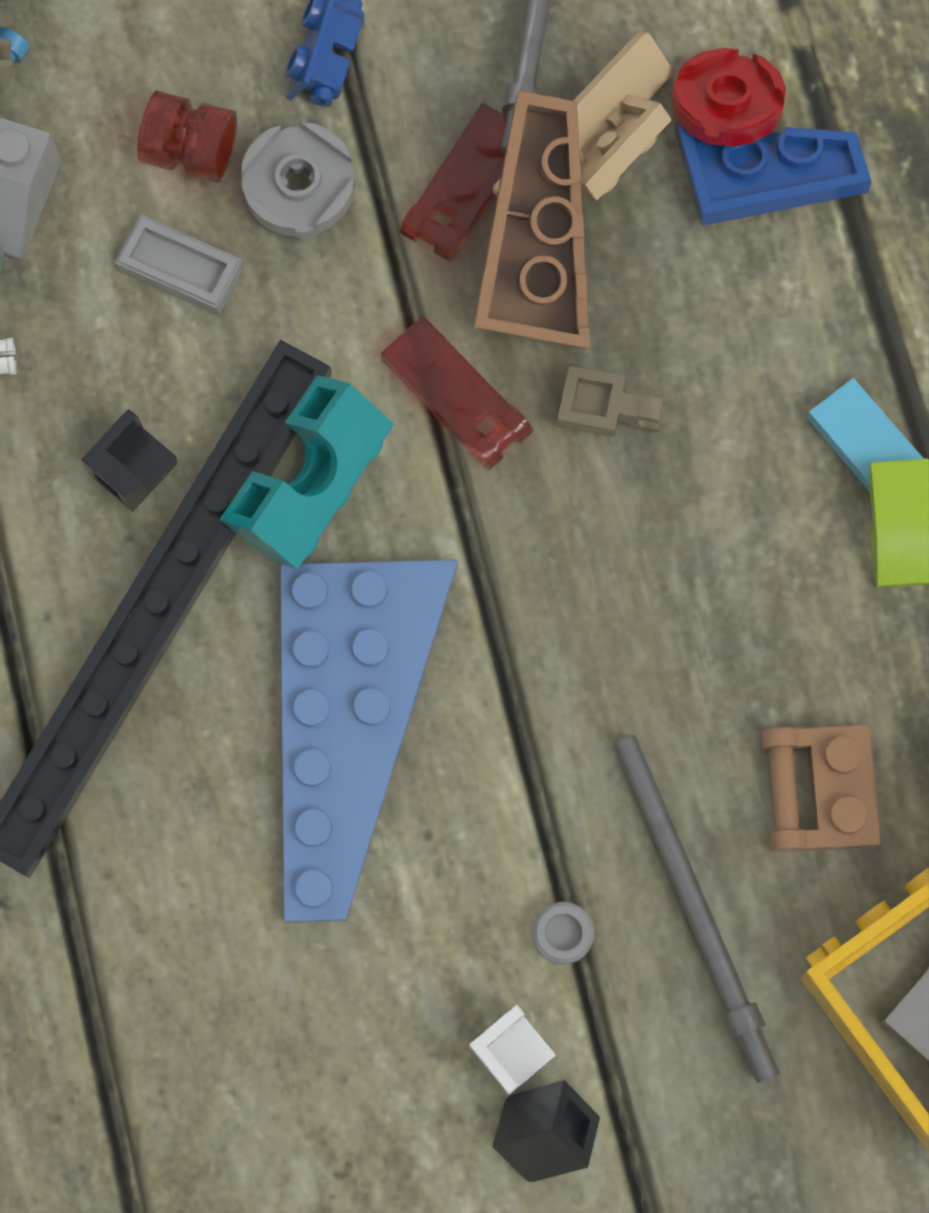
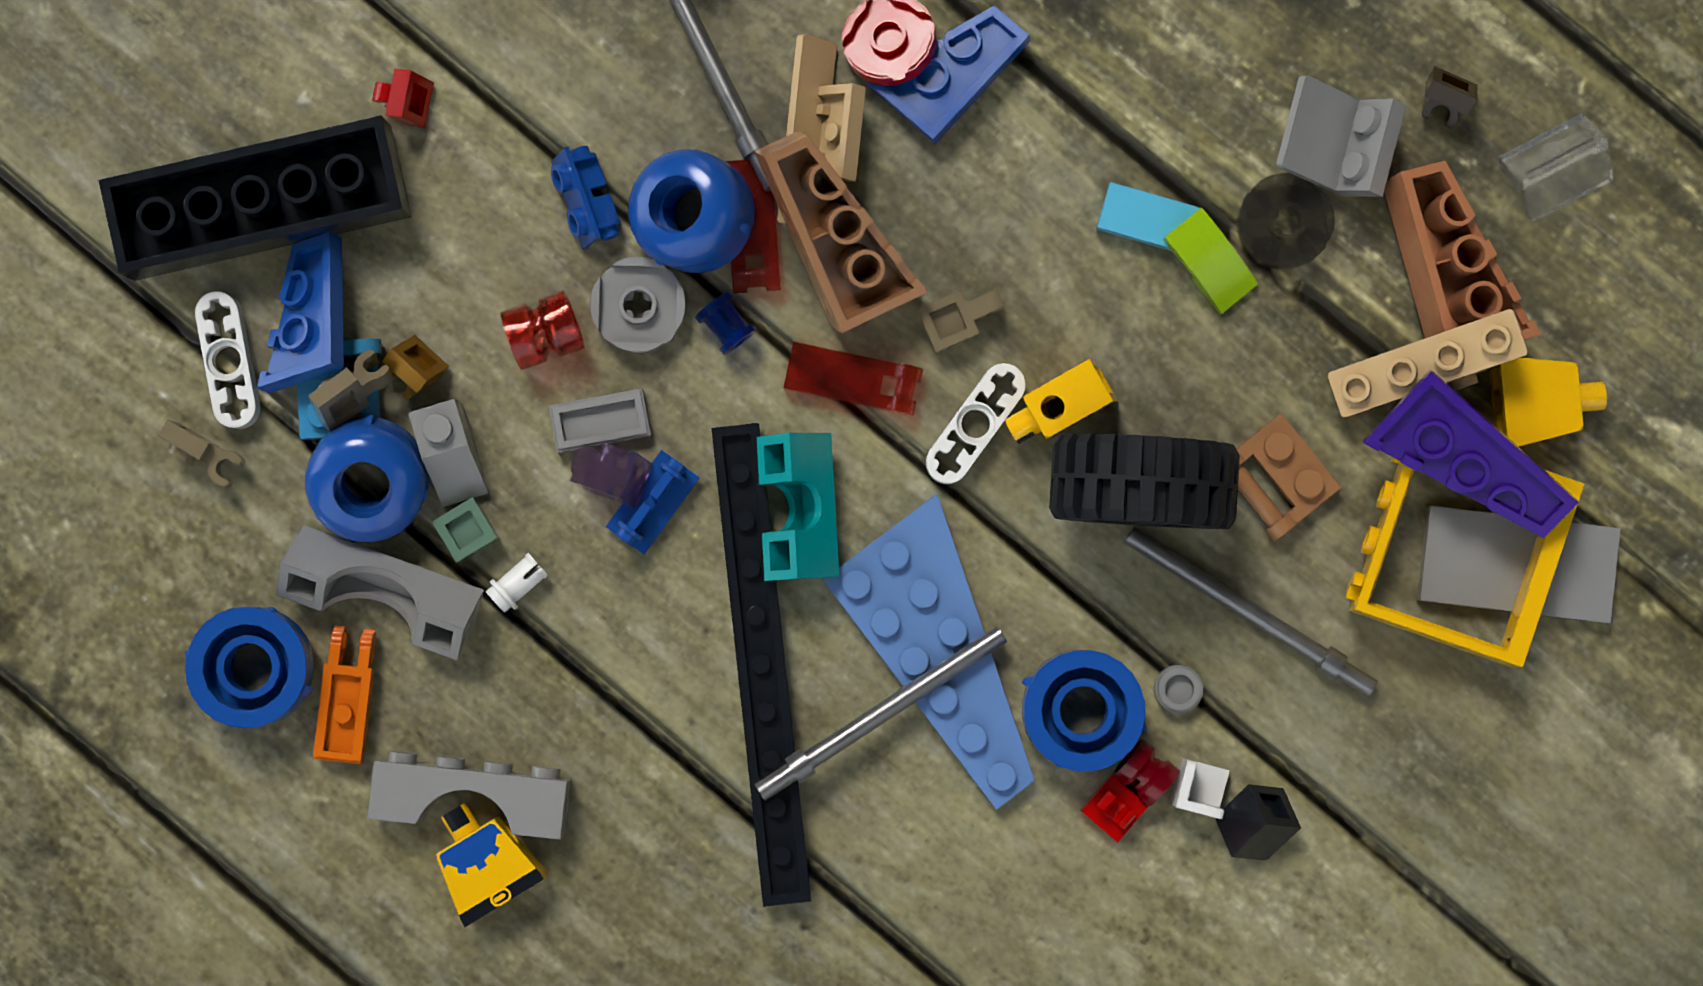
camera: 35 degrees left, 10 degrees up
(41, 89) = (415, 365): none -> pearl gold tile
(118, 727) = (802, 764): none -> flat silver bar
(129, 461) = (672, 581): black panel -> none
(150, 315) = (611, 473): none -> clear purple brick
(171, 374) = (661, 497): none -> blue hinge
(370, 253) = (725, 323): none -> clear blue bush
(407, 1009) = (1114, 808): none -> red tile
(423, 150) = (723, 220): none -> blue piece
(434, 826) = (1122, 718): none -> blue piece
(466, 992) = (1147, 773): none -> dark red wheel
(592, 520) = (1006, 402): none -> white beam
(674, 558) = (1082, 392): none -> yellow torso
(675, 674) = (1144, 481): none -> black tyre

